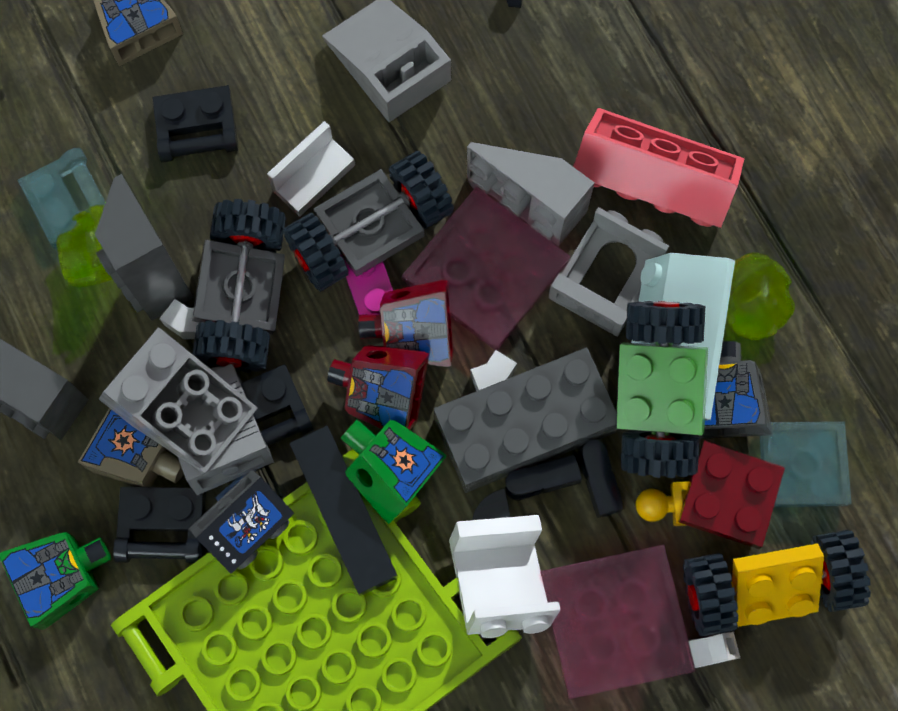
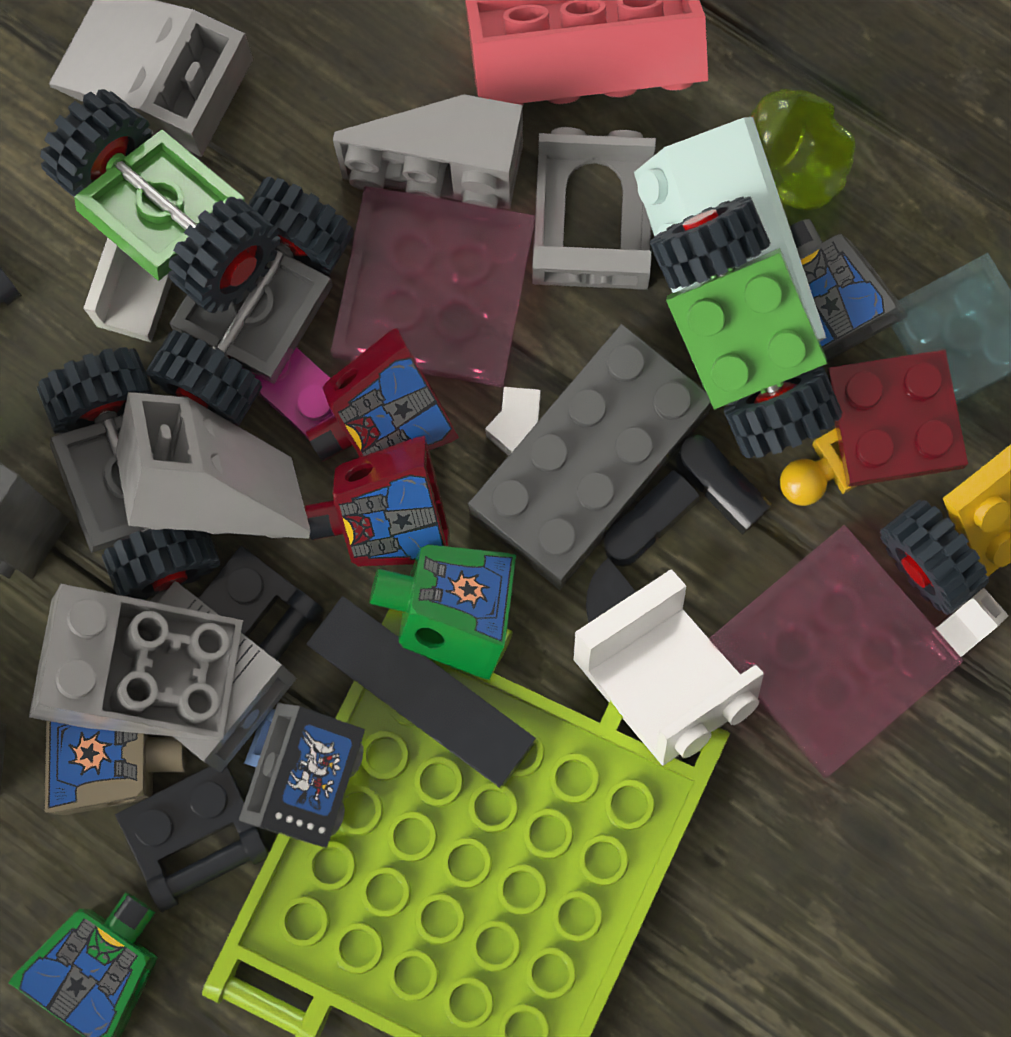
camera: 25 degrees left, 5 degrees up
(179, 320) = (73, 559): white piece -> none
(283, 307) = (203, 473): none -> light grey slope
(344, 132) = (159, 201): none -> plate

